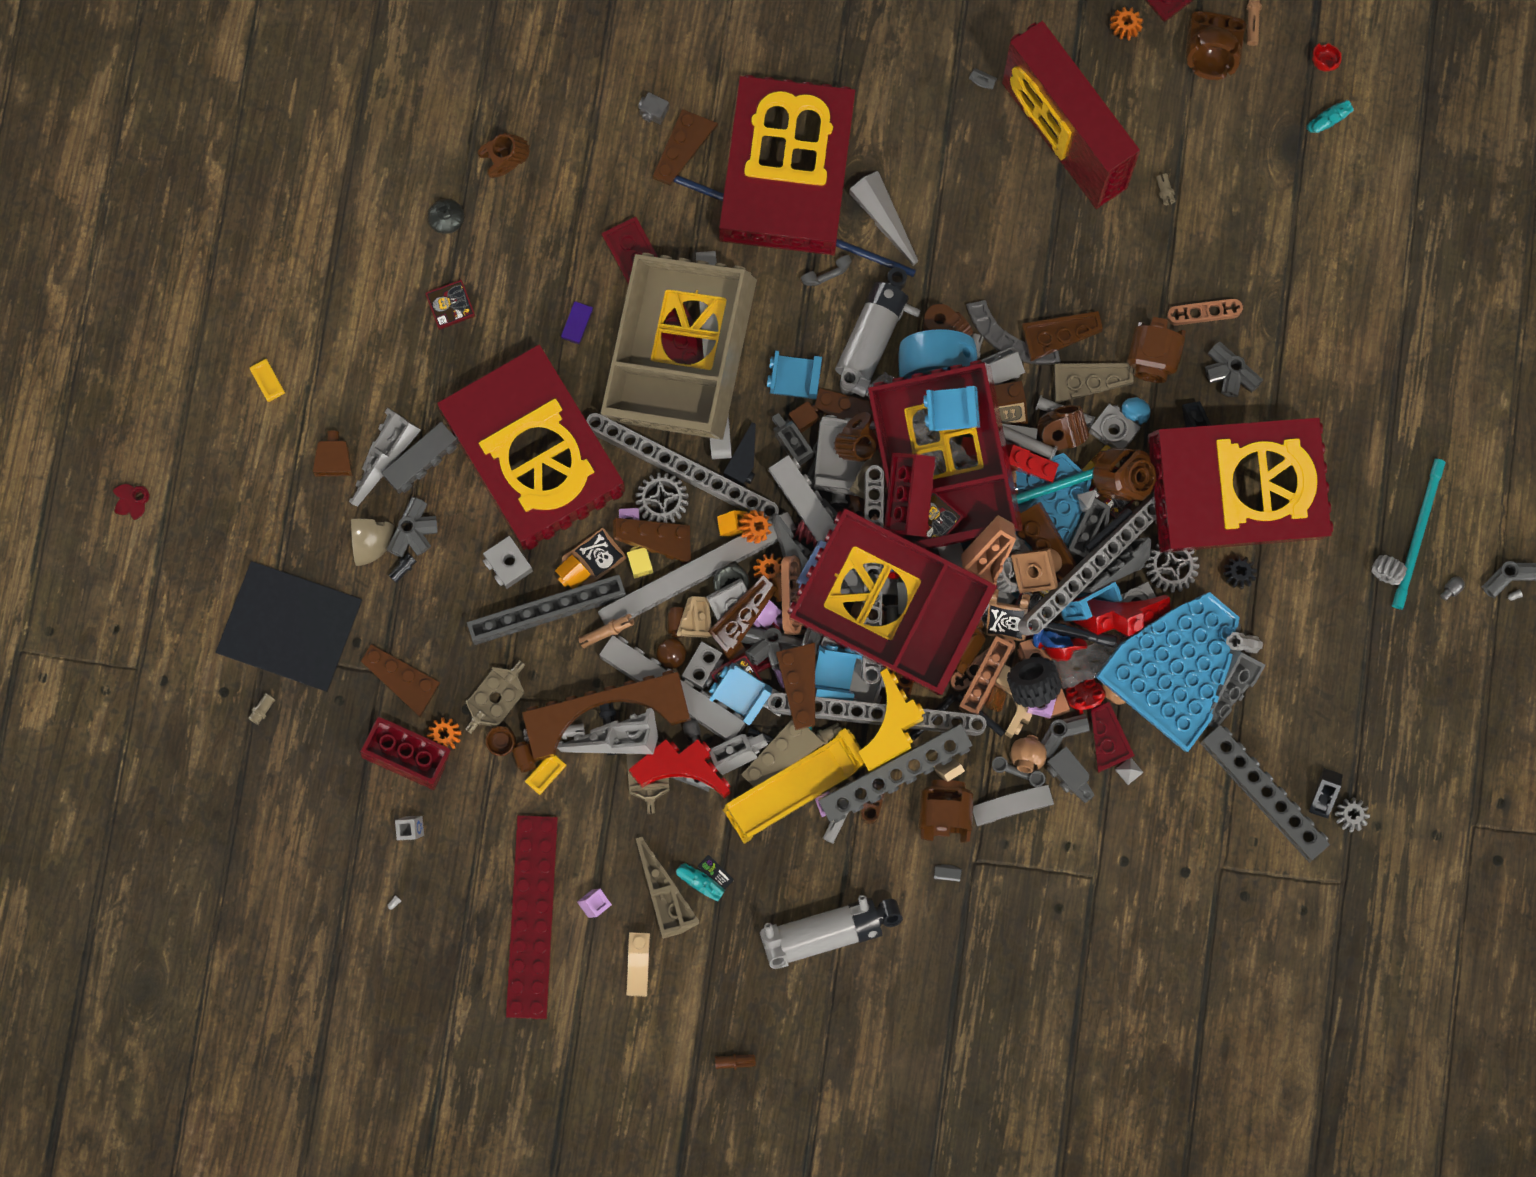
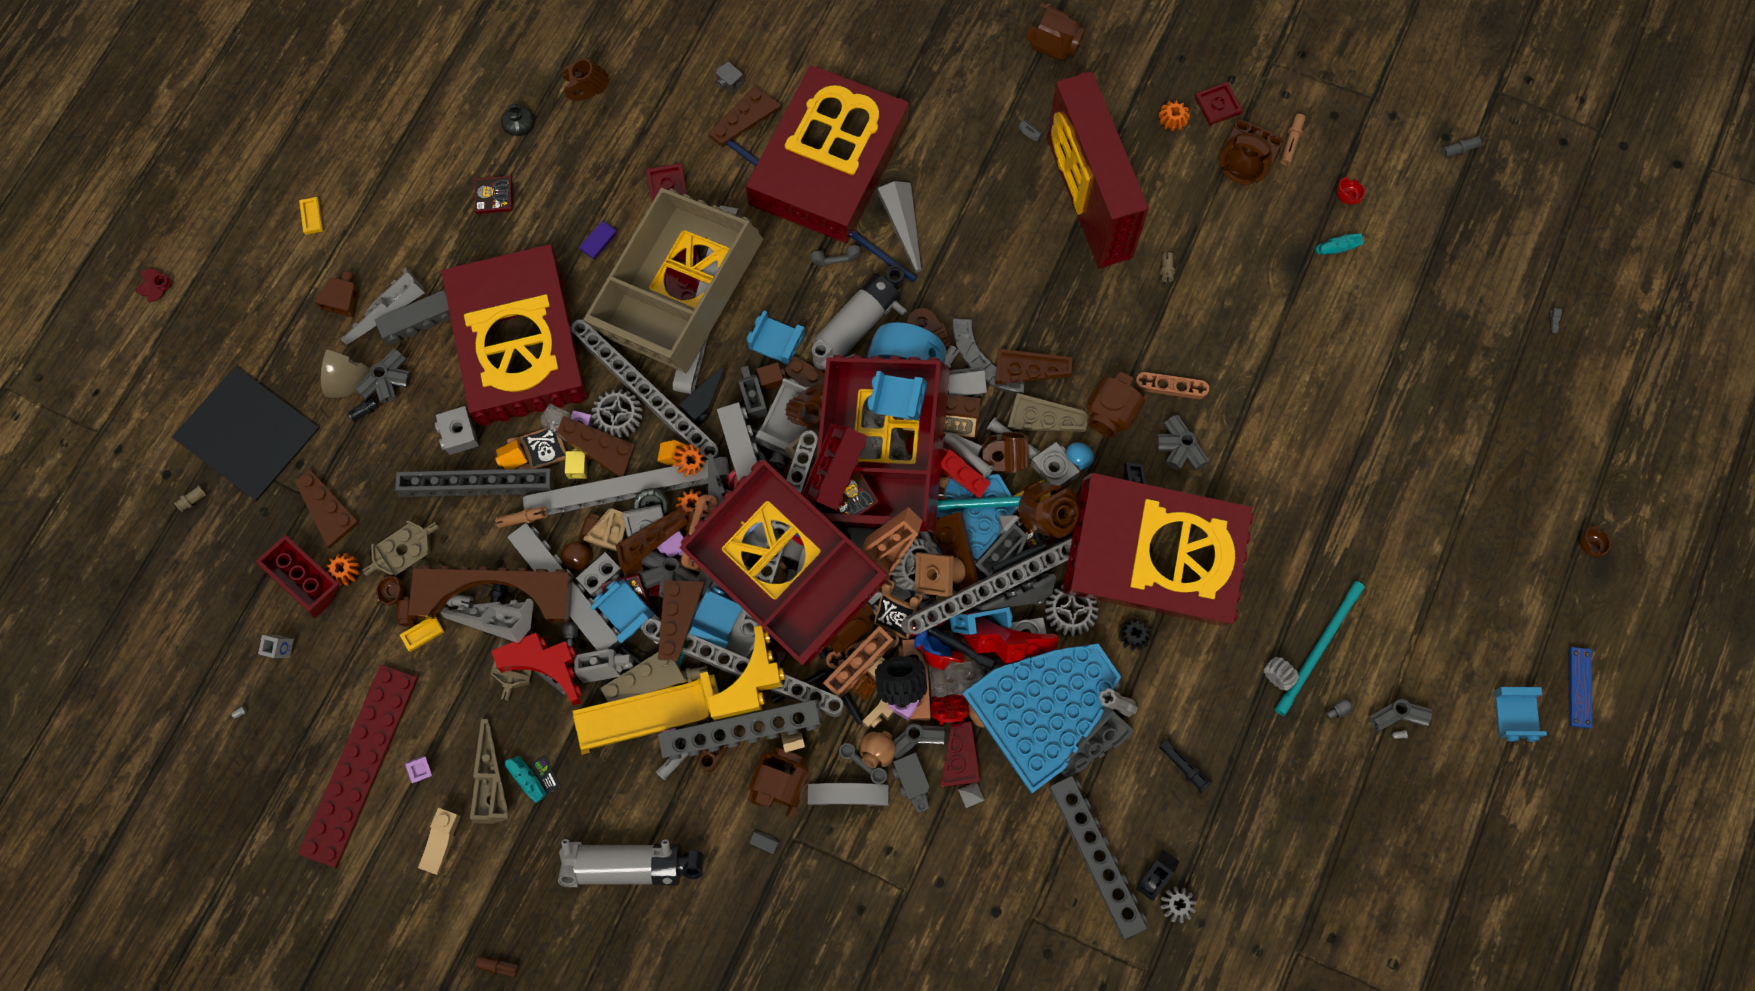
camera: 20 degrees right, 5 degrees down
(602, 523) = (552, 417): none -> clear brick
(1331, 689) = (1192, 773): none -> black pin

